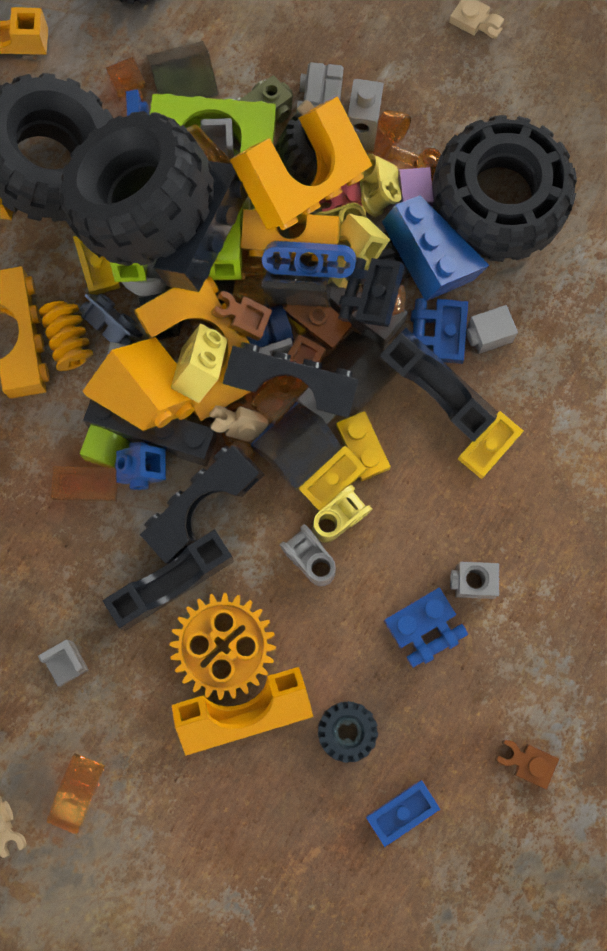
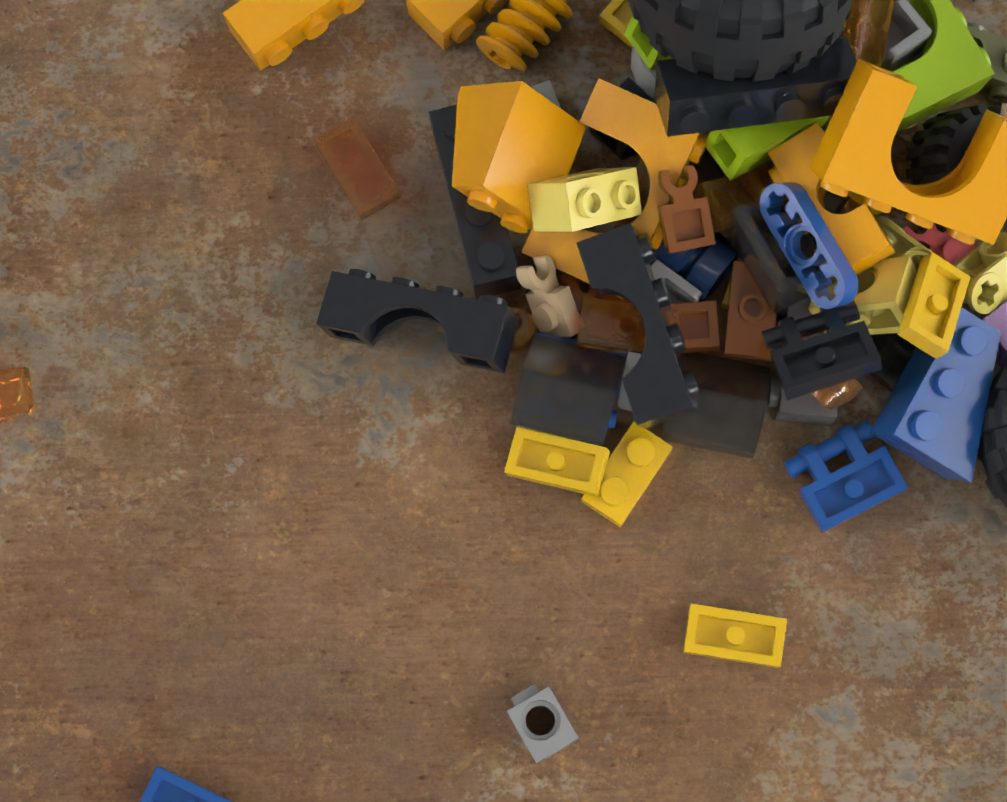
camera: 65 degrees right, 0 degrees up
(64, 662) = (128, 285): light grey panel -> none
(101, 311) = (587, 45): sand blue hinge -> none
(101, 446) = (416, 162): lime brick -> none
(140, 465) = (419, 217): blue brick -> none
(149, 594) = (276, 335): black arch -> none
(202, 624) = (248, 499): light orange gear -> none
(208, 725) = (152, 499): light orange arch -> none
(305, 552) = (441, 487): light grey piece -> none
(344, 511) = (519, 500): light yellow piece -> none
(349, 749) = (229, 693): black bush -> none
(385, 218) = (934, 305): none -> yellow plate
(418, 619) = (449, 683): blue plate -> none
(454, 395) = (776, 468): black arch -> none
(491, 329) = (890, 541): light grey brick -> none

